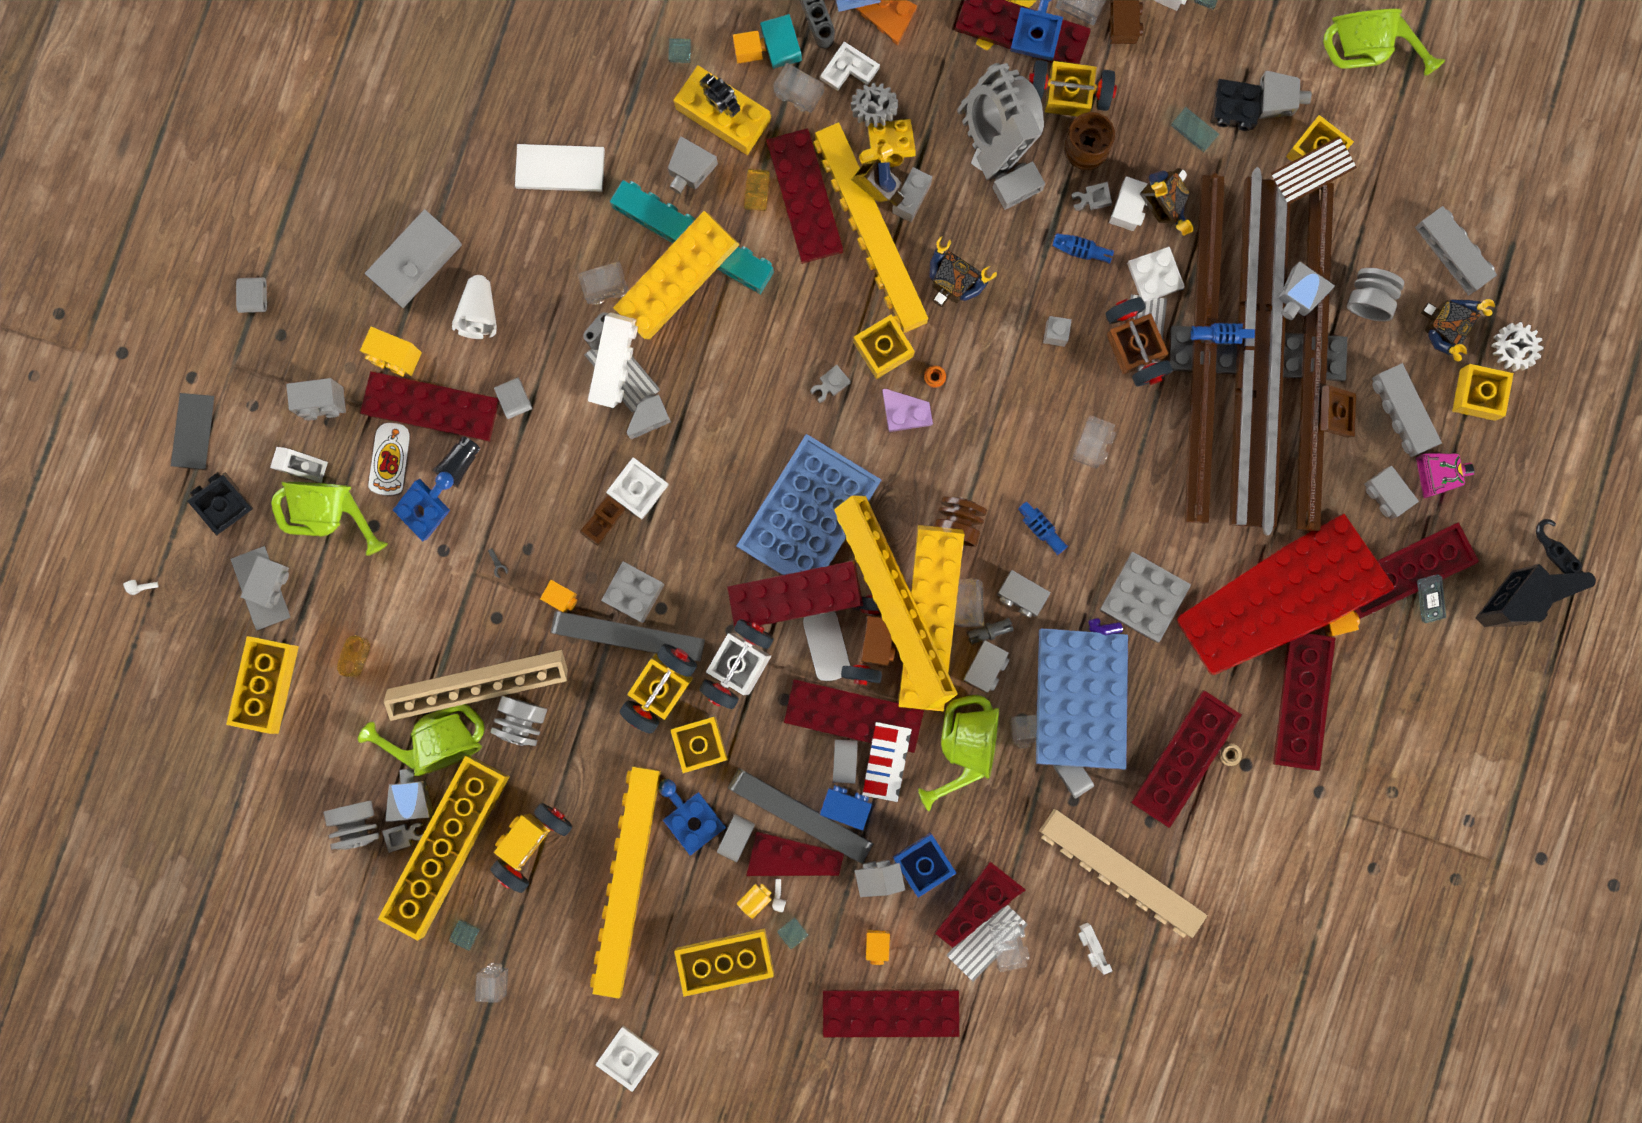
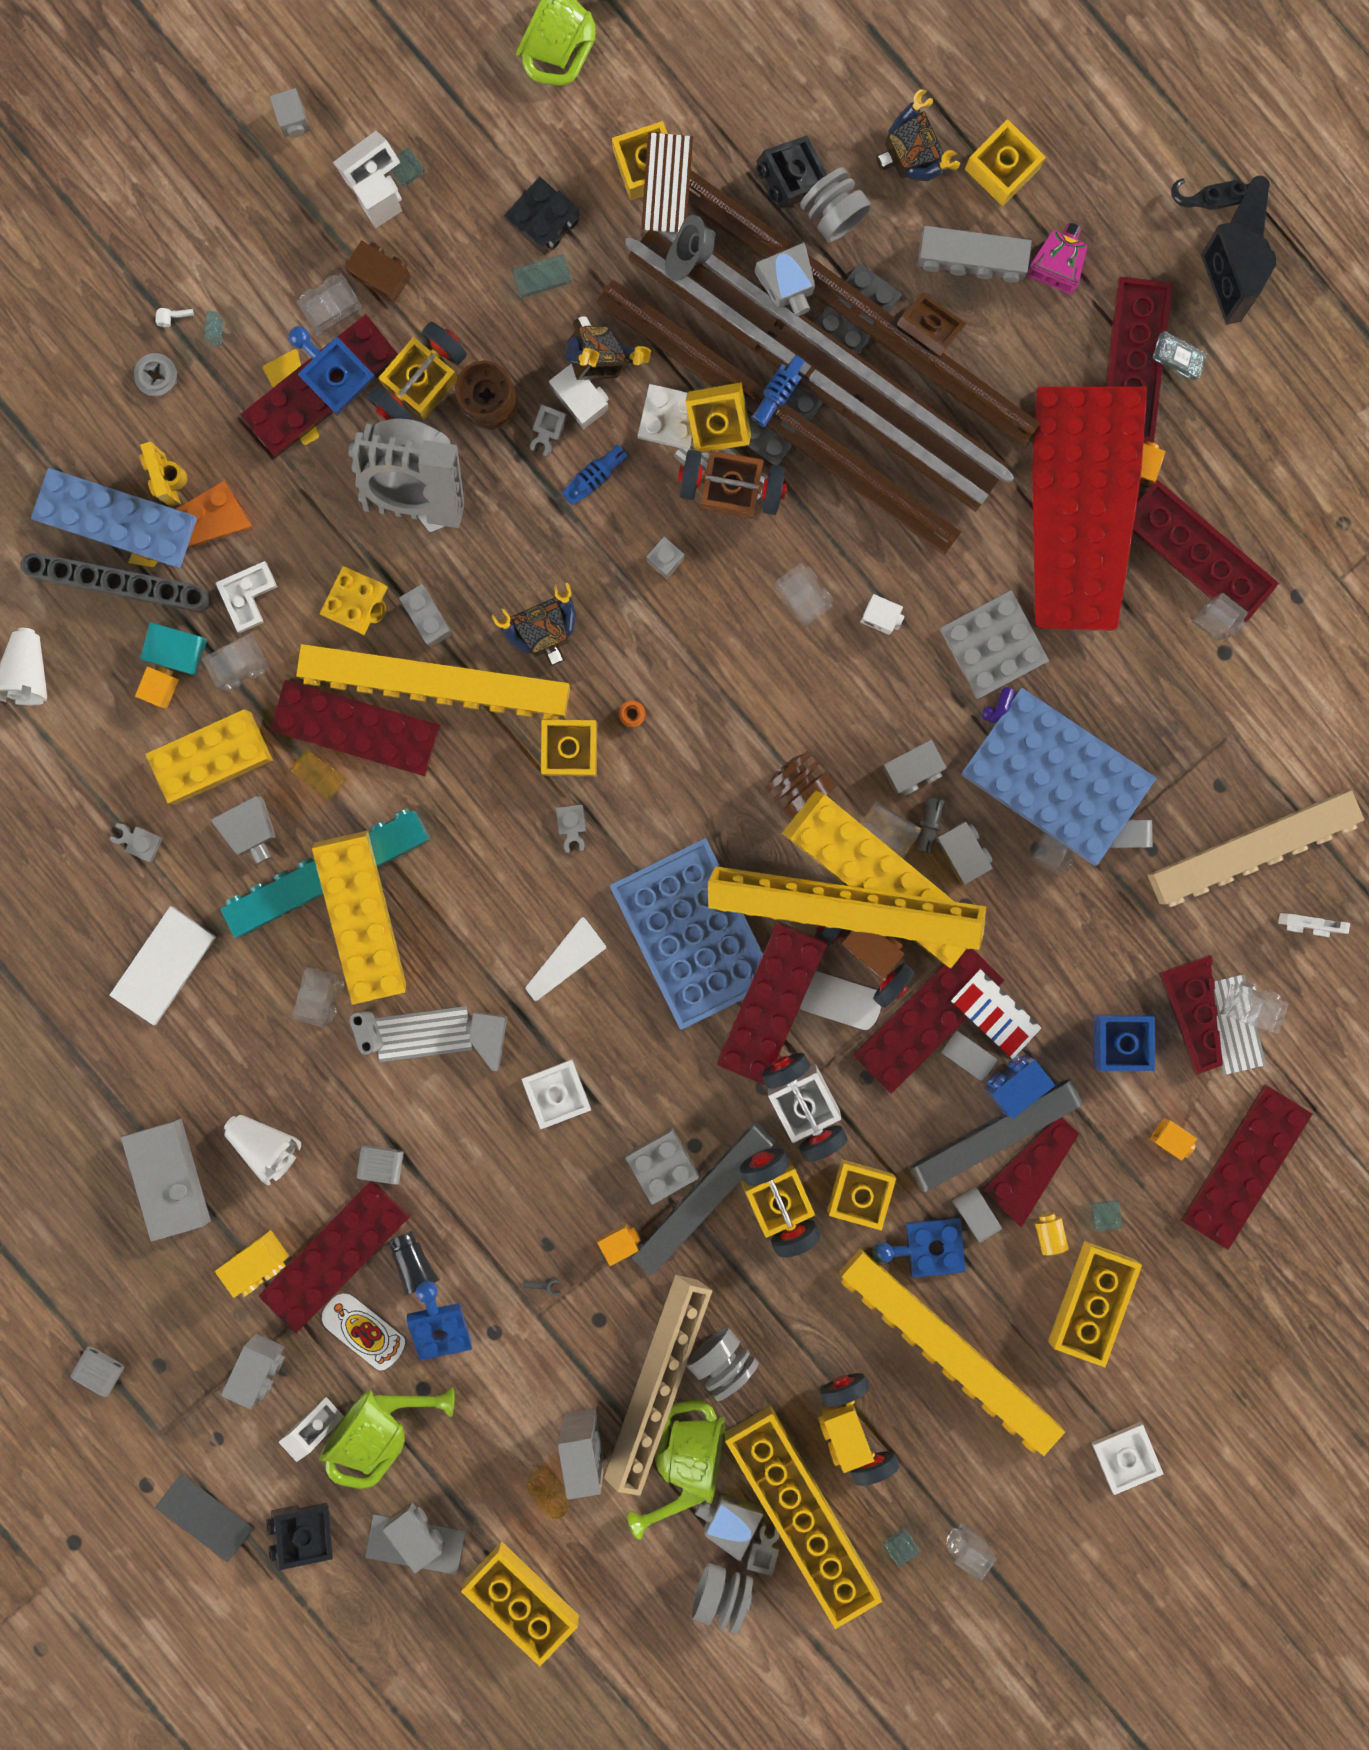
camera: 65 degrees left, 5 degrees up
(132, 588) = (332, 1677): white hand -> none
(395, 657) = (581, 1454): none -> light grey brick
(603, 520) = (567, 1150): reddish brown slope -> none
(612, 360) = (407, 1039): white brick -> none
(634, 101) = (140, 842): none -> light grey plate
(680, 50) = (114, 761): clear light blue tile -> none
(720, 95) = (197, 753): black gear -> none
(741, 439) = (573, 952): none -> white sticker
(778, 904) = (1069, 1212): white hand -> none
(874, 105) = (304, 593): light grey gear -> none
(876, 176) = (389, 643): torso -> none
(879, 879) = (1111, 1097): light grey brick -> none
(905, 411) = (649, 767): lavender wing -> none
(968, 745) = (1033, 922): lime piece -> none
(1018, 185) = (485, 498): light grey brick -> none
(1042, 527) = (858, 704): blue hinge -> none
(1115, 505) = (882, 615): none -> white brick
(1176, 305) = (718, 418): none -> yellow brick
(1186, 759) = (1182, 709): dark red plate -> none
(1237, 754) = (1212, 658): tan plate -> none
(1268, 743) = (1220, 617): none -> clear brick
(1280, 95) = (563, 162): light grey torso -> none
(1280, 212) = (691, 247): none -> dark grey piece
(1378, 249) = (790, 170): none -> black plate
(1390, 493) = (1046, 325): light grey brick -> none
(1456, 250) = (841, 90): light grey brick -> none
(1524, 340) = (974, 84): white gear -> none

